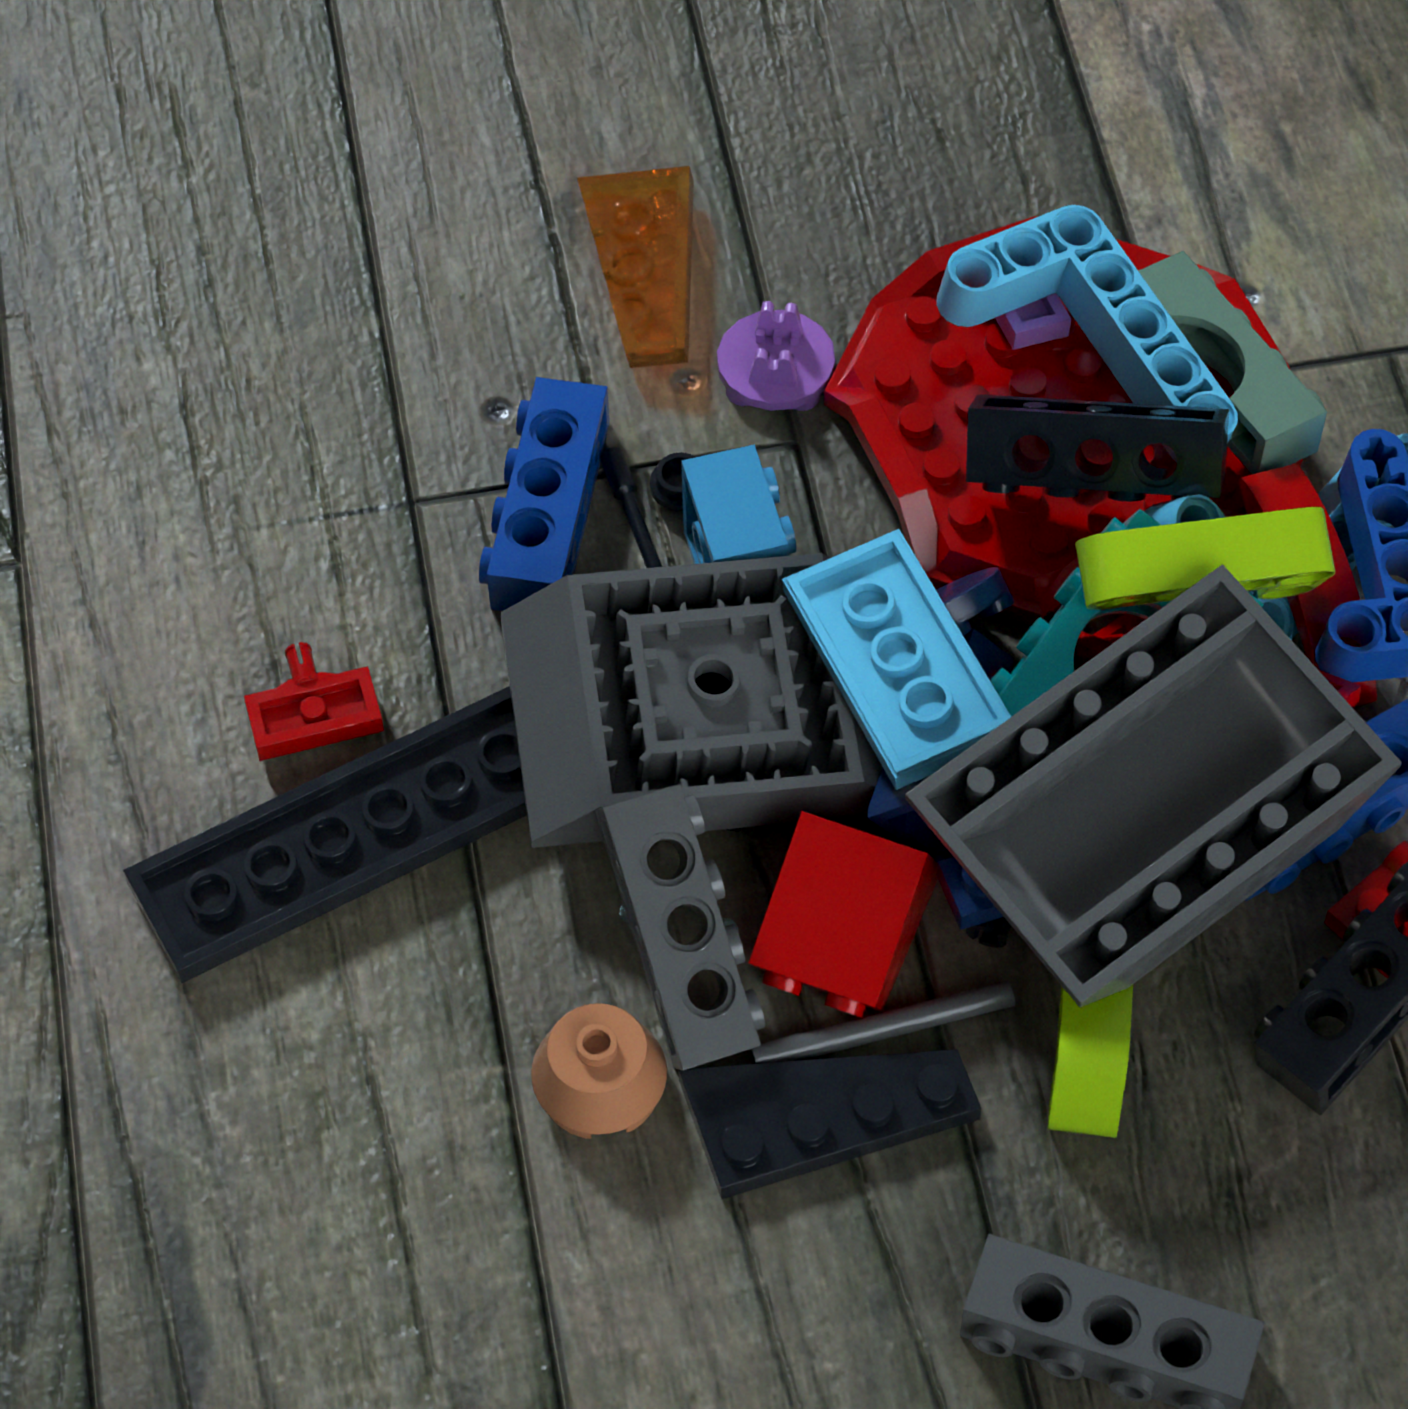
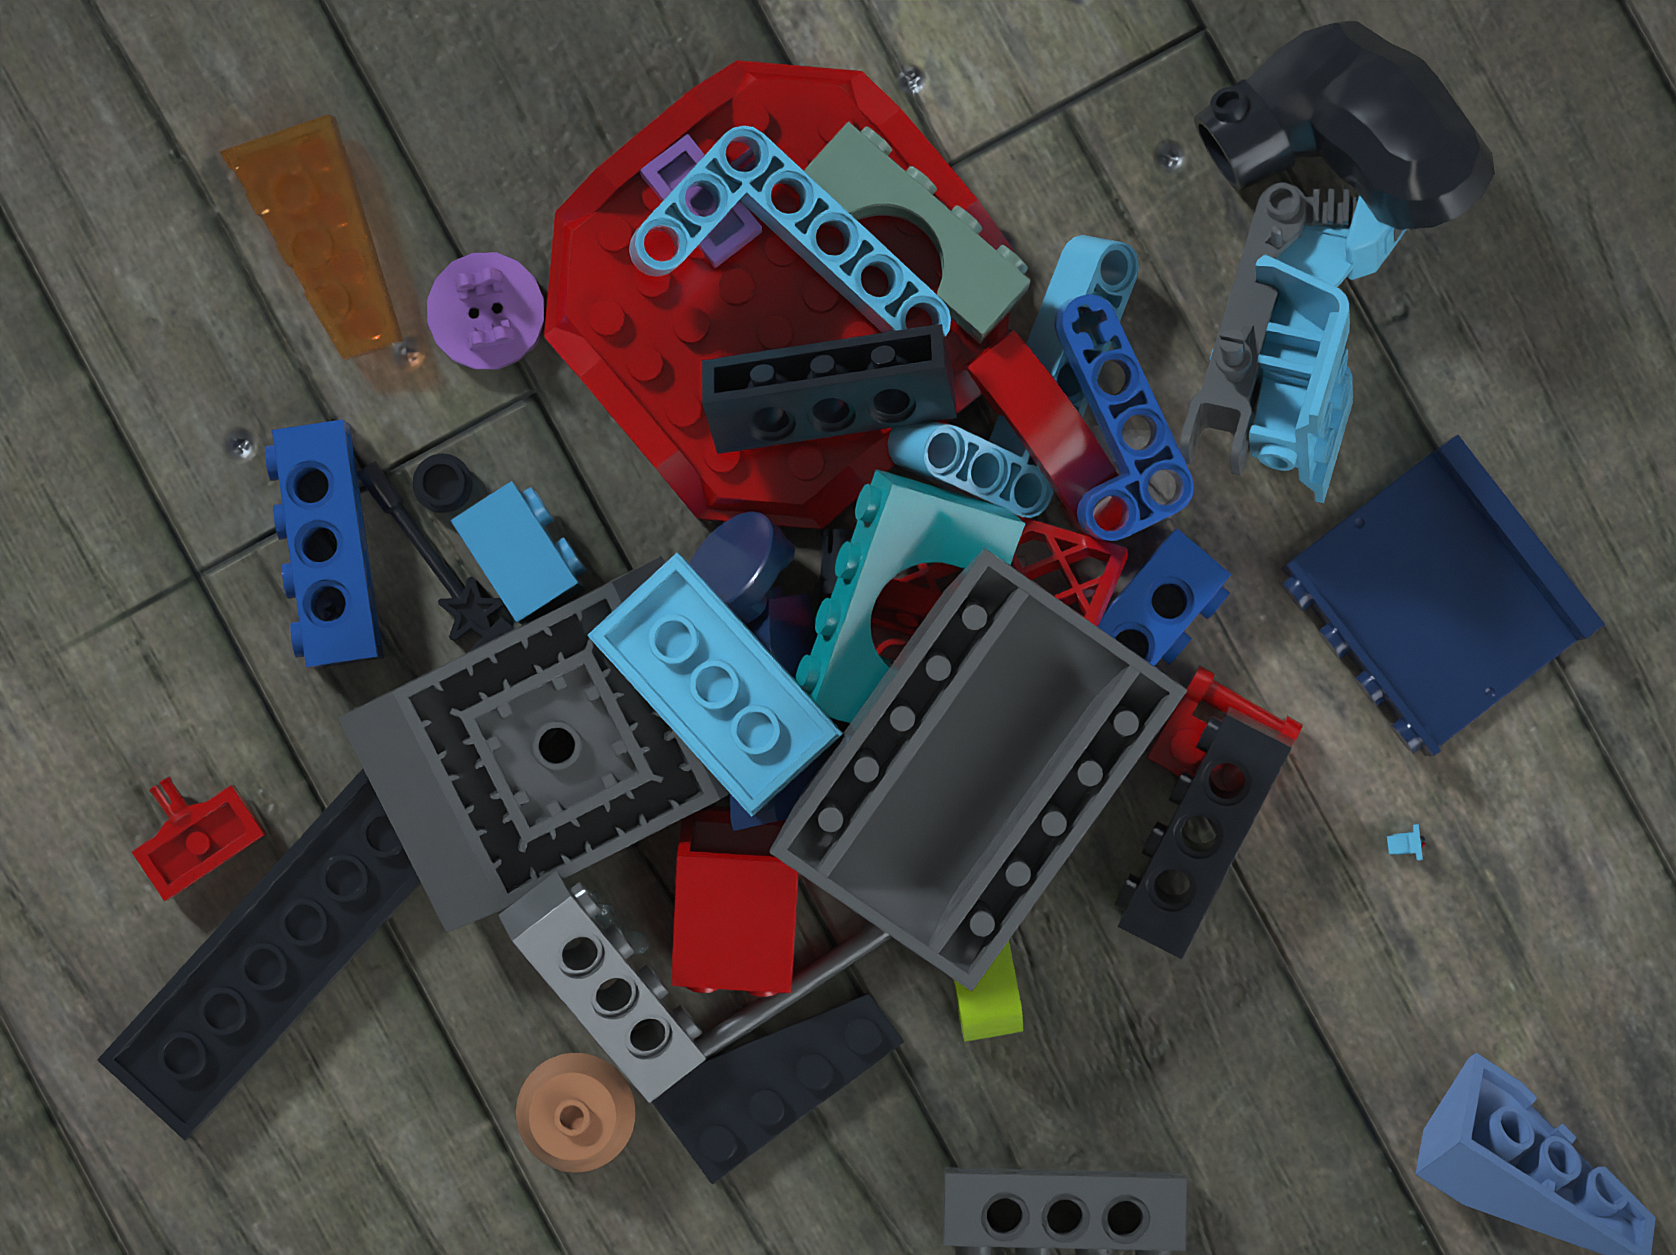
camera: 20 degrees left, 30 degrees up
(1265, 551) = (977, 512): lime beam -> none

